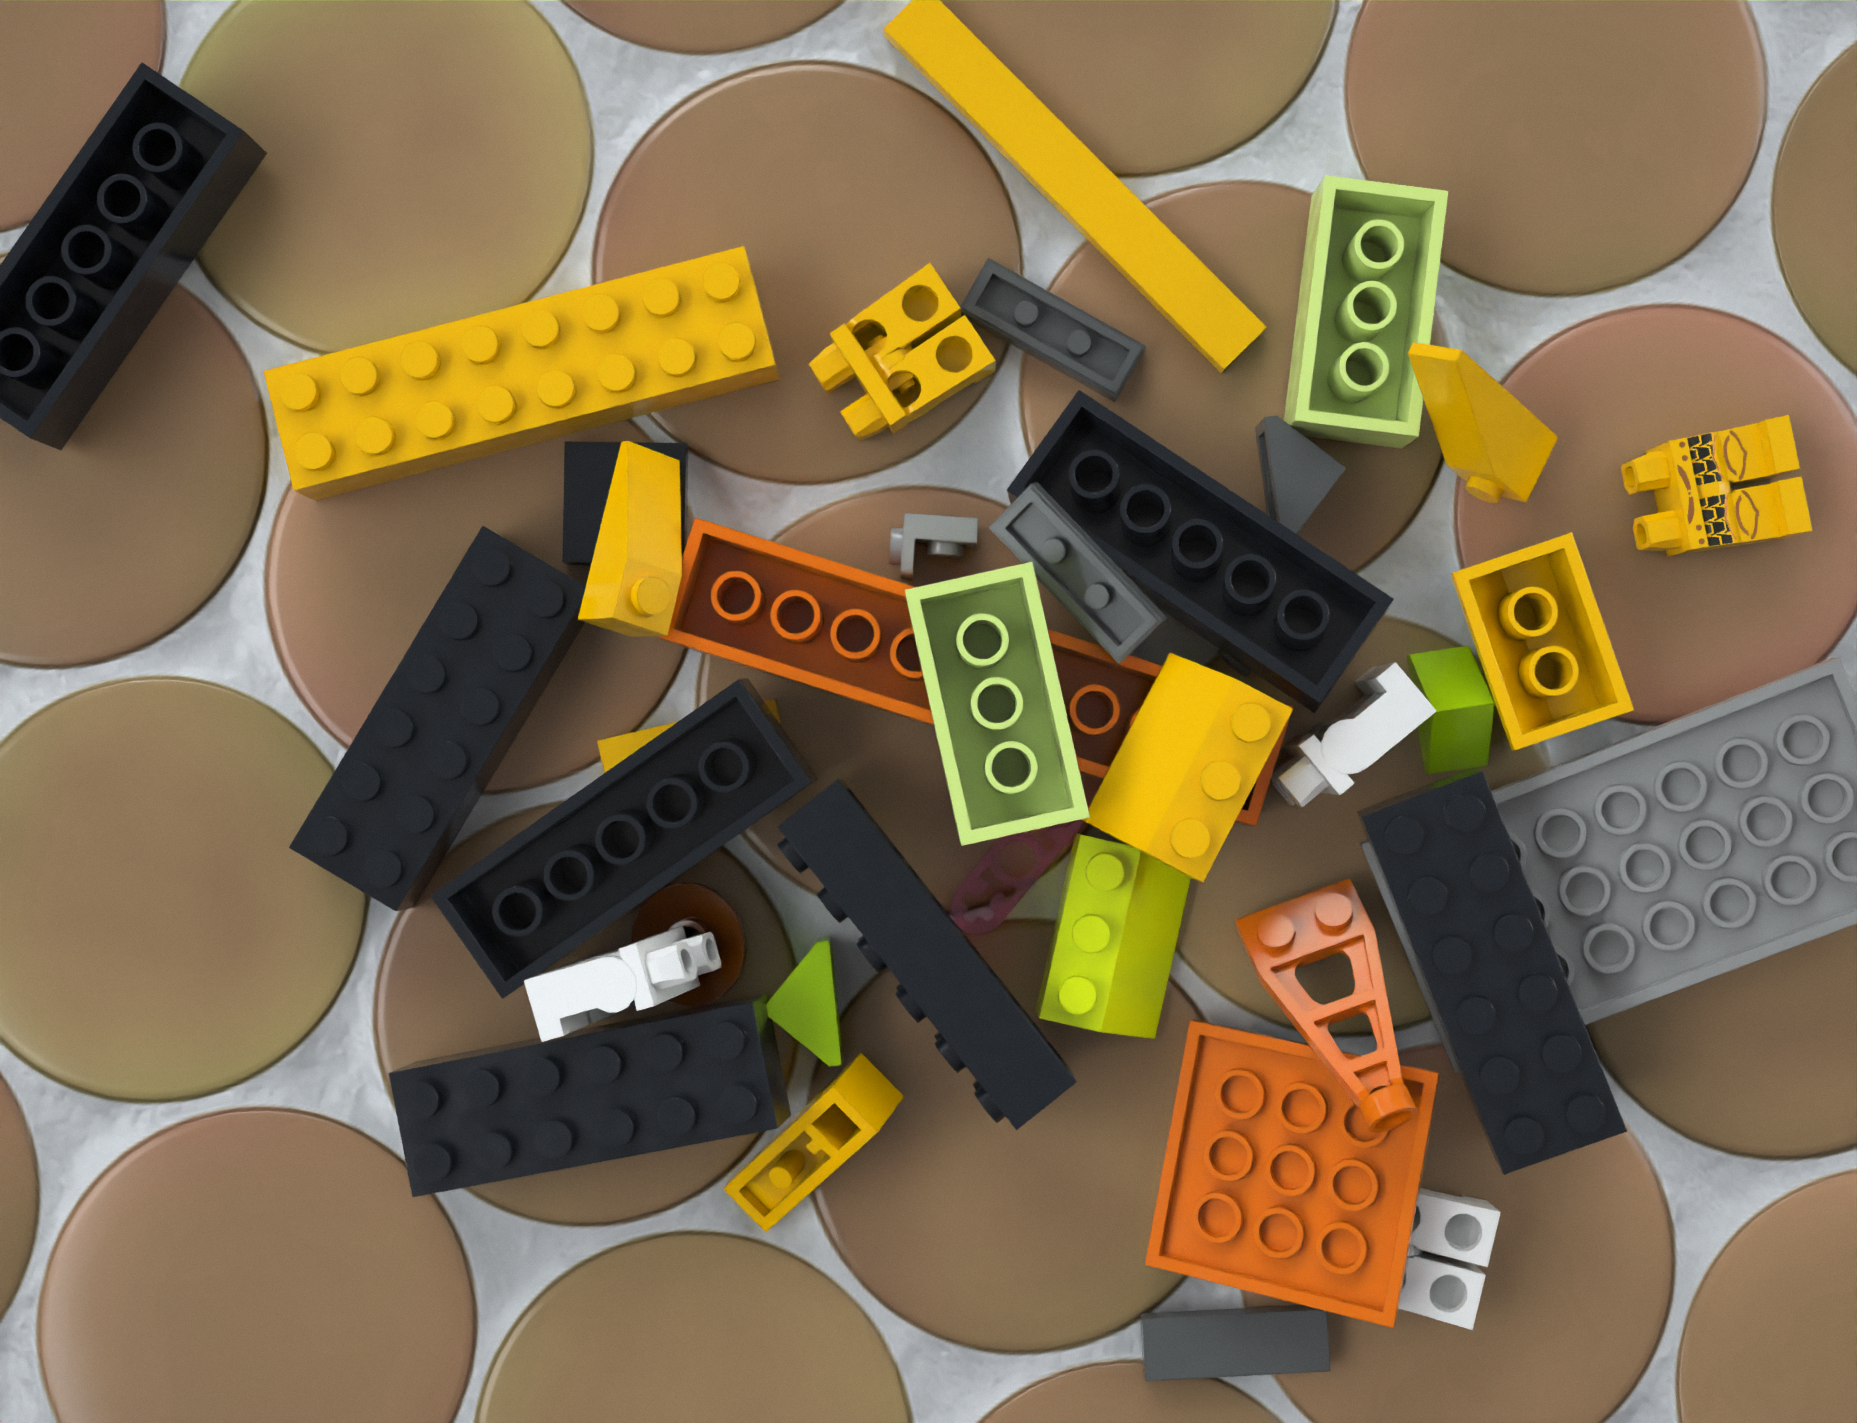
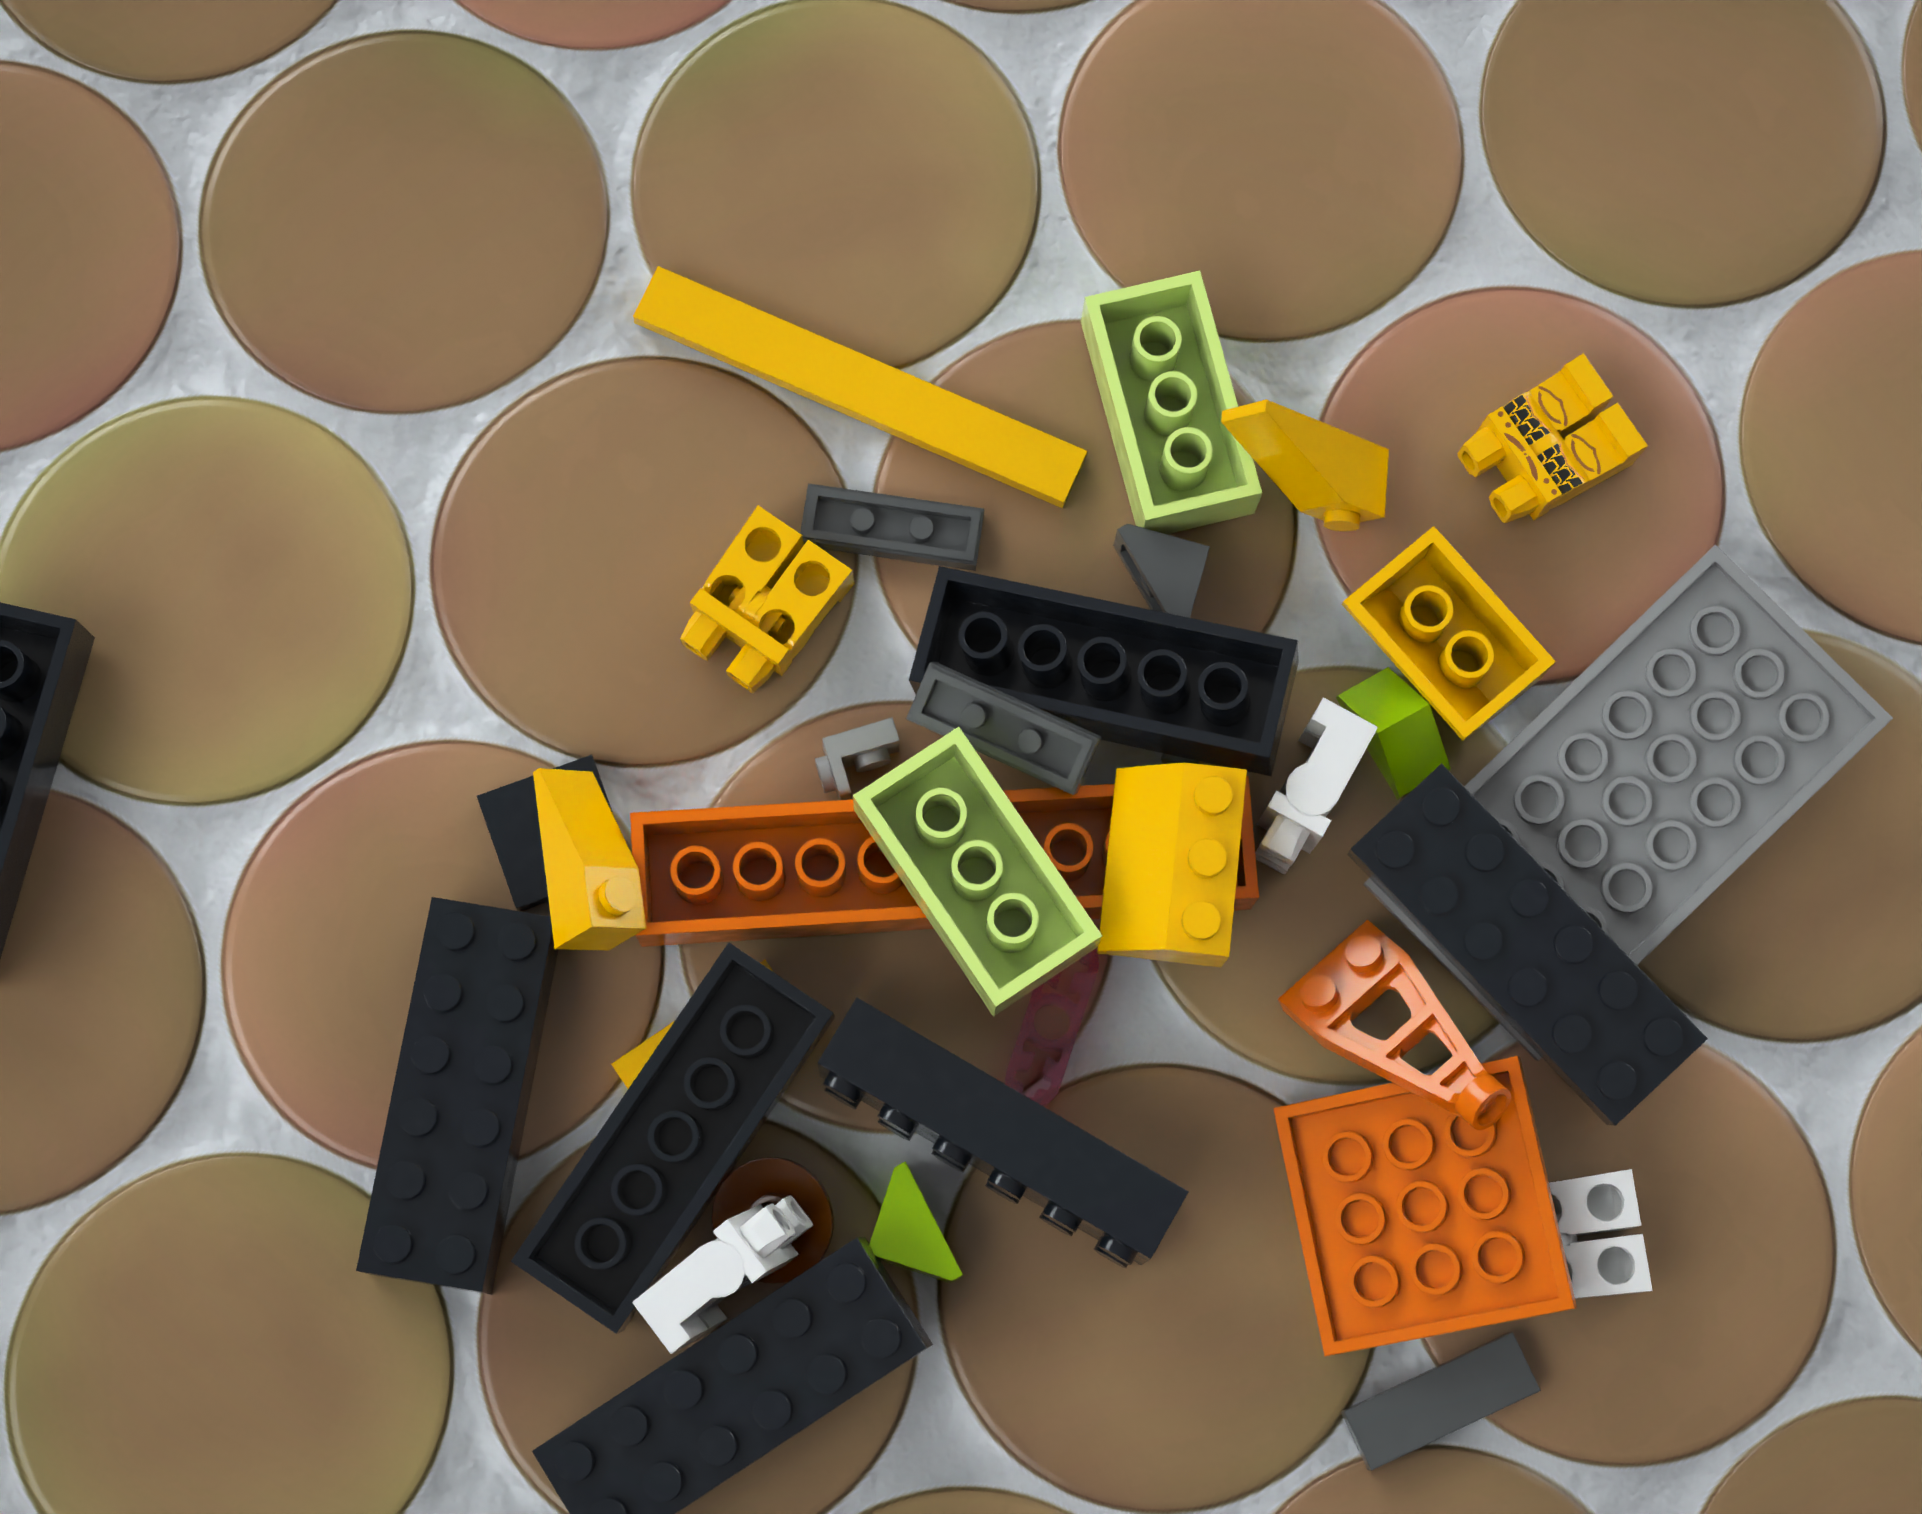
camera: 25 degrees left, 10 degrees down
(521, 375) = (415, 749): yellow brick -> none
(815, 1142) = (964, 1367): yellow slope -> none
(1112, 940) = (1171, 1058): neon yellow slope -> none

